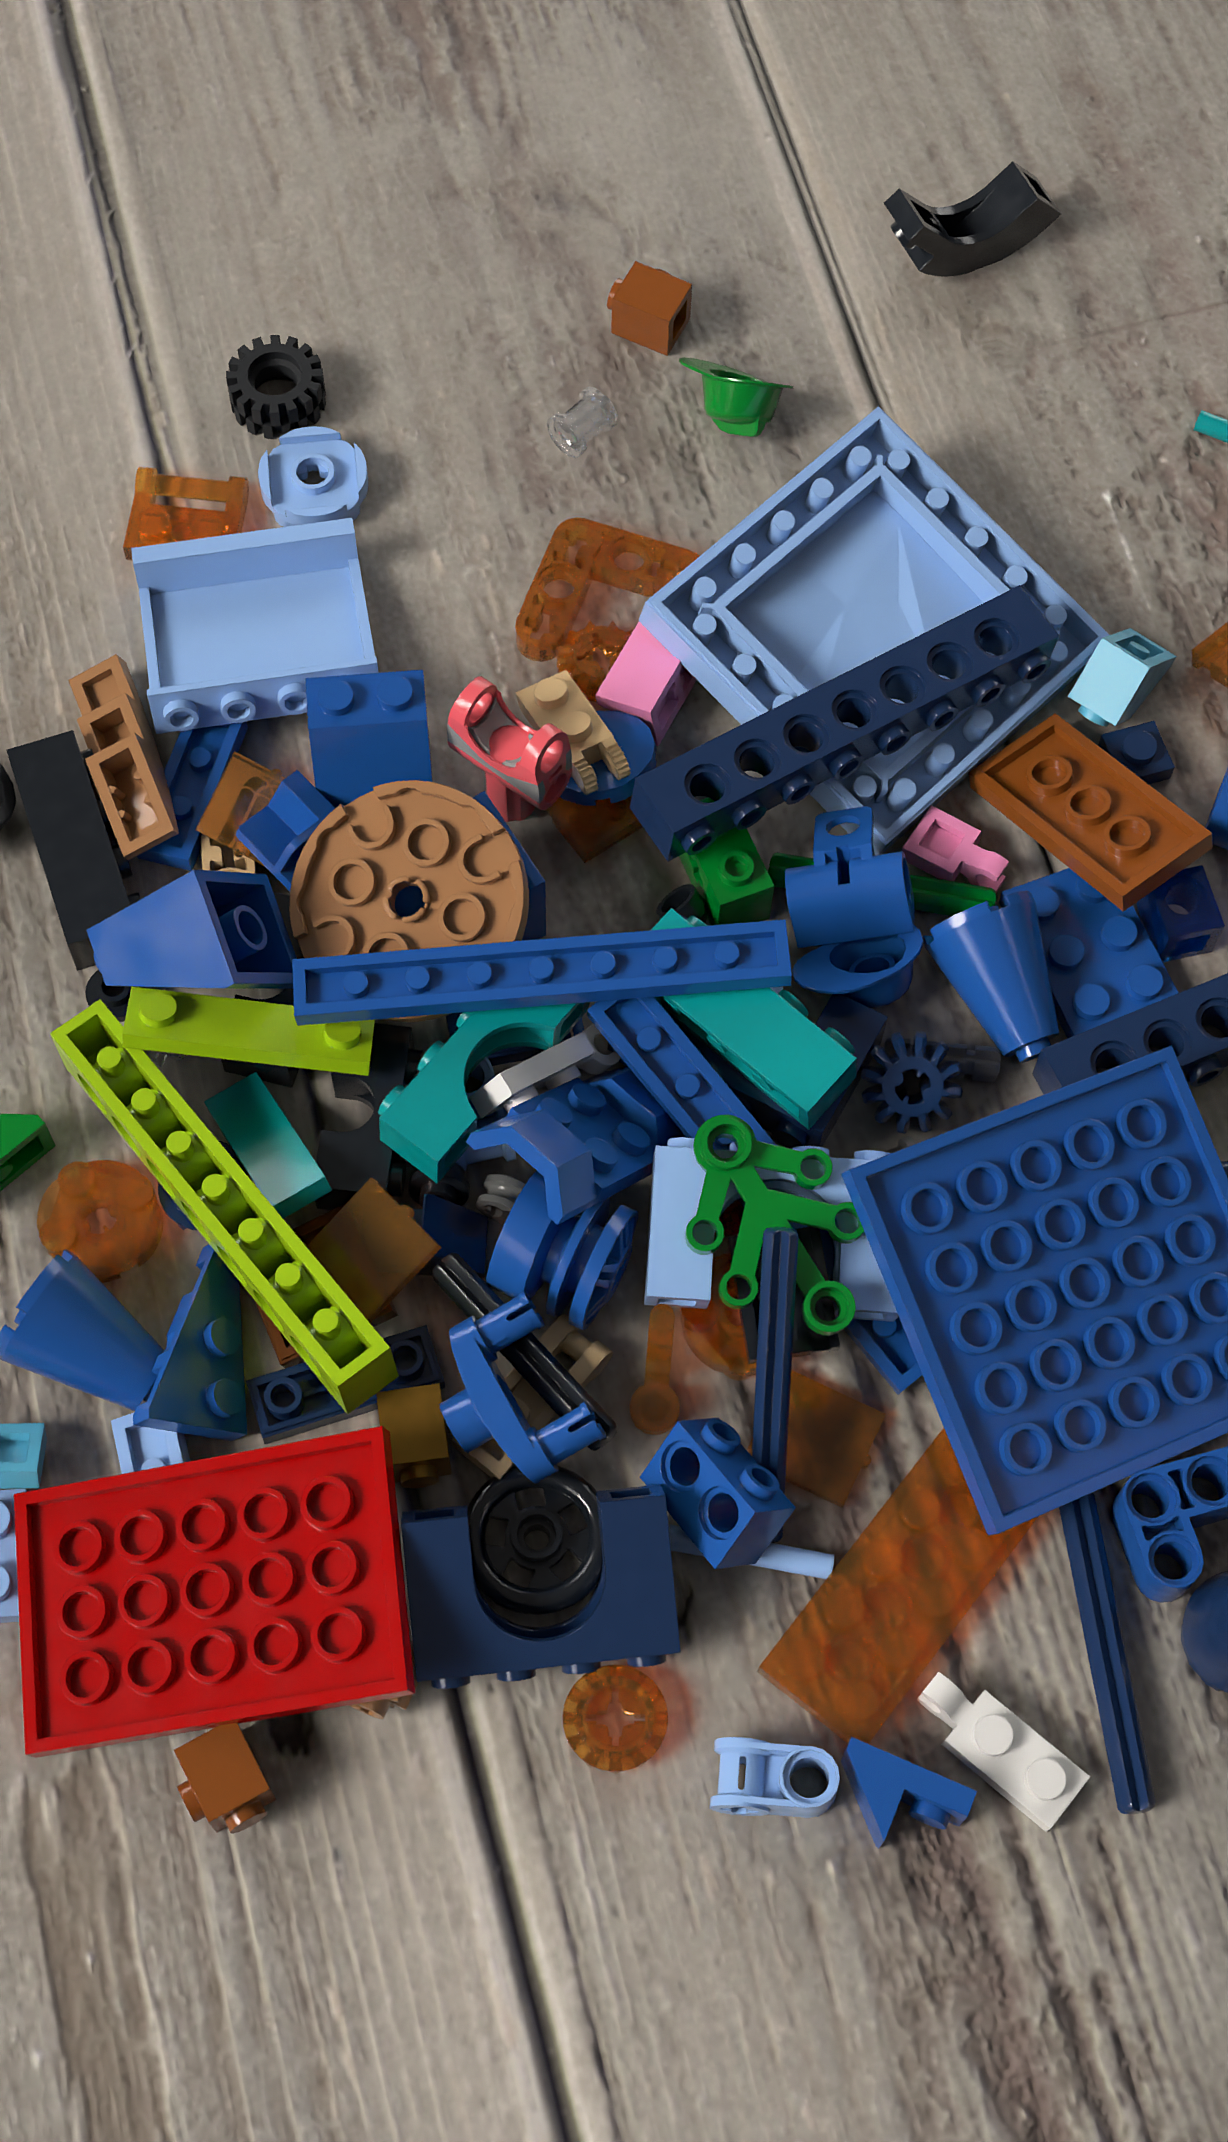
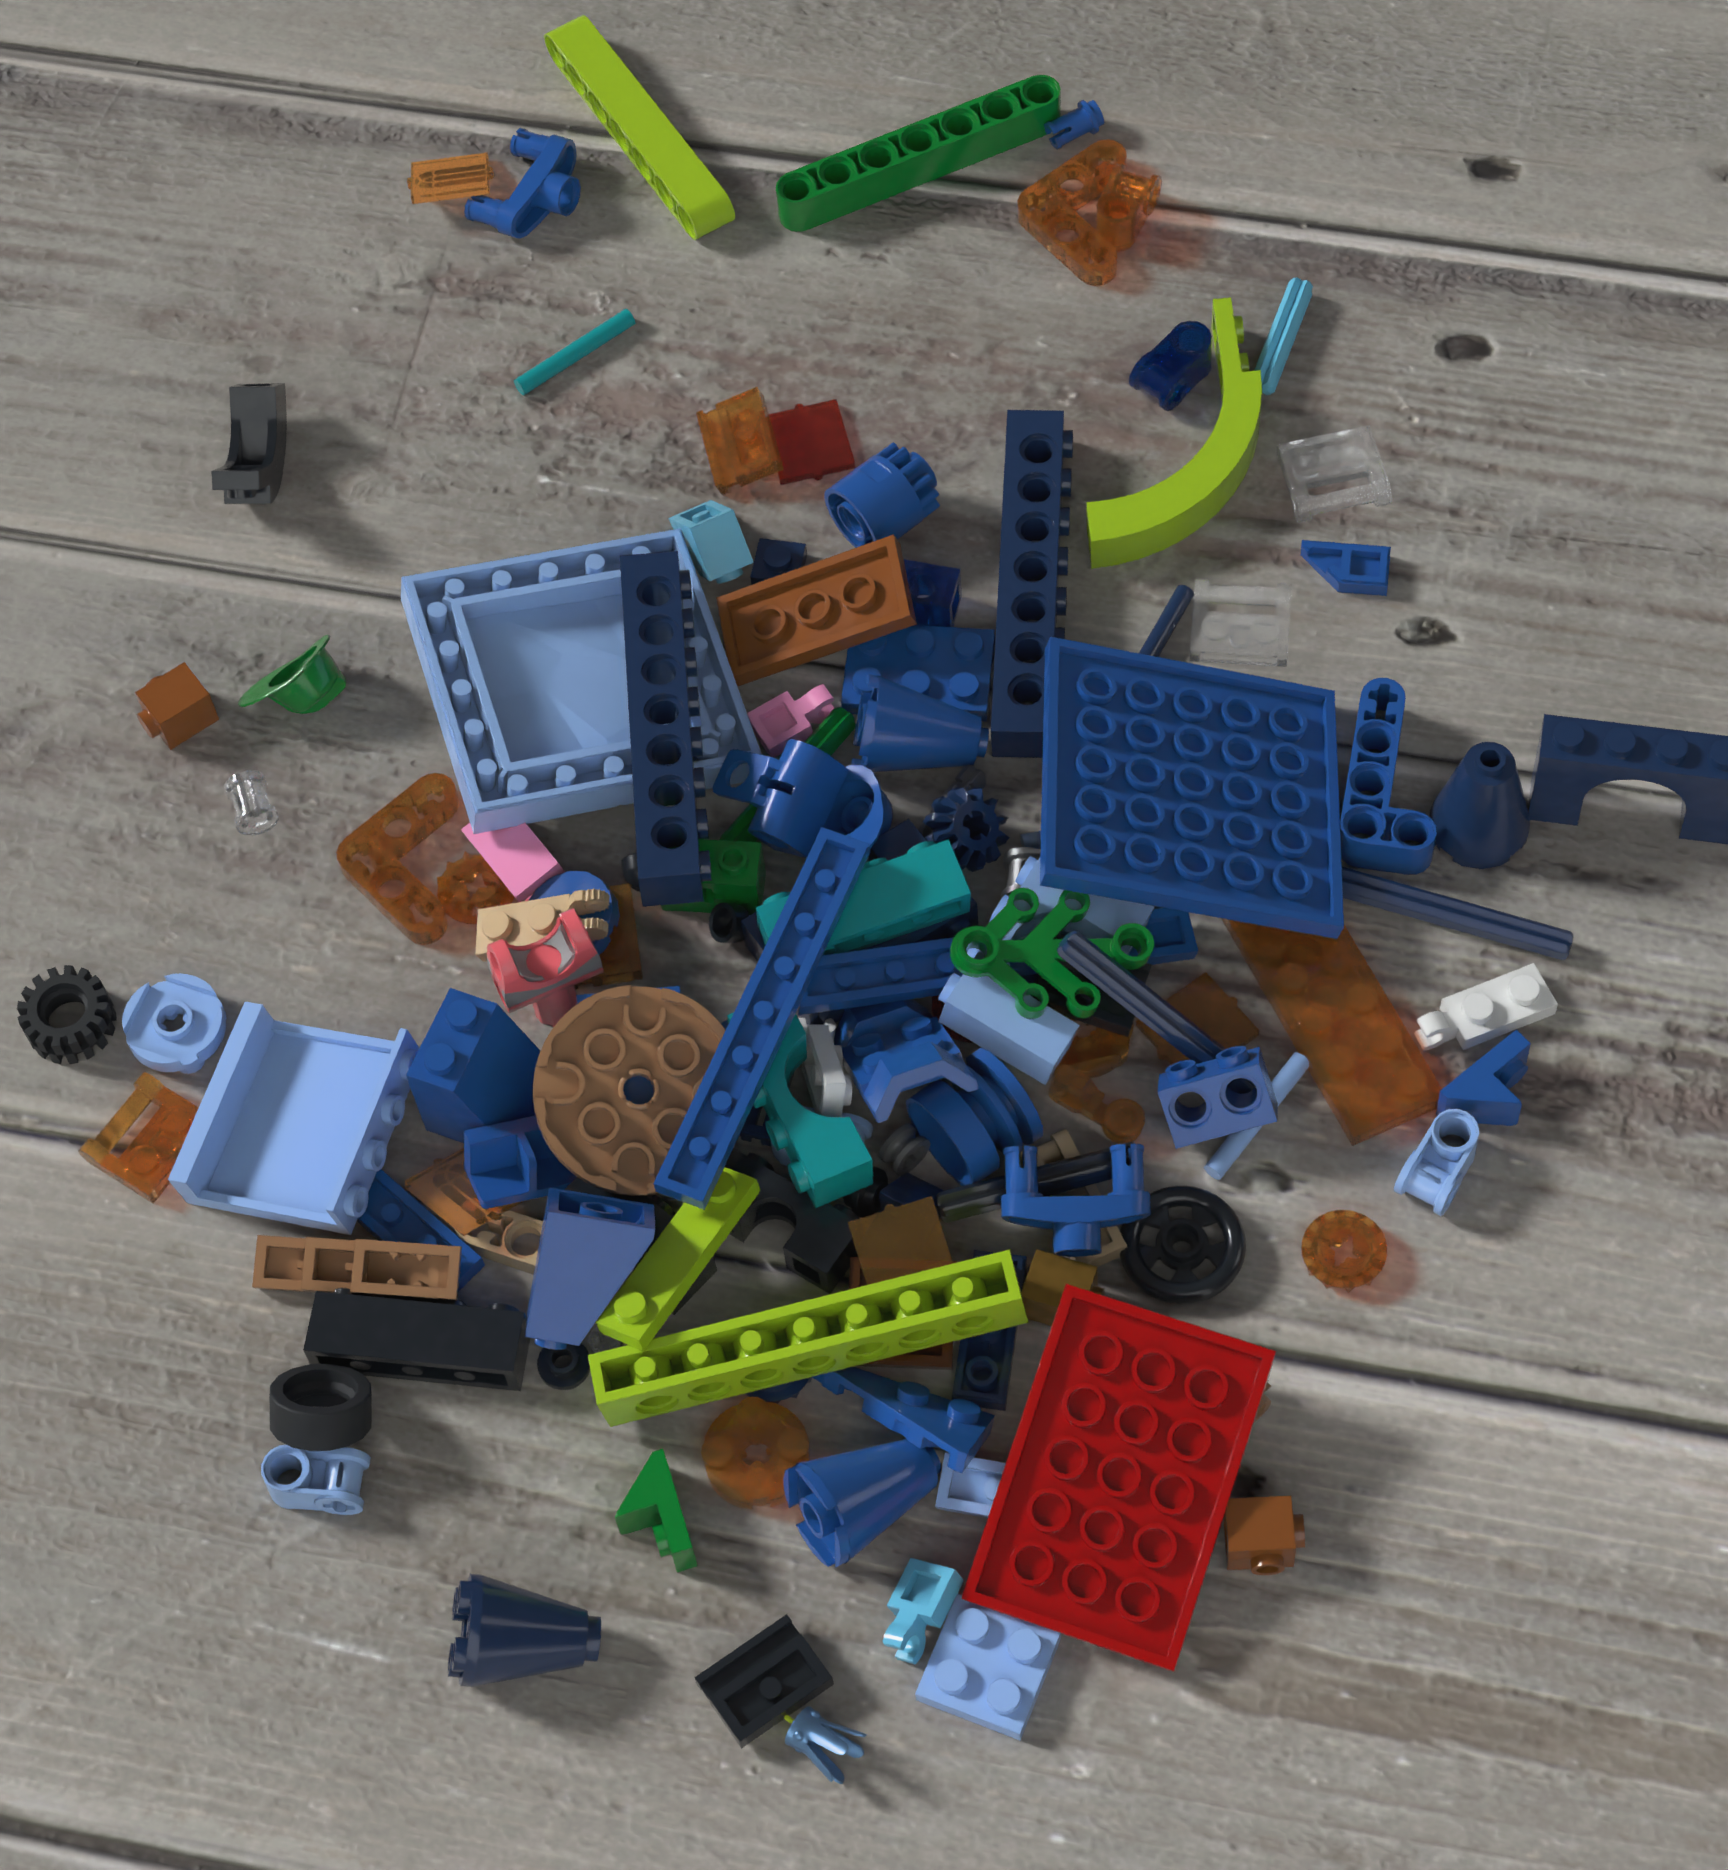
camera: 55 degrees left, 5 degrees down
(267, 1145) = (770, 1287): teal tile -> none
(625, 1619) = (1275, 1203): dark blue arch -> none

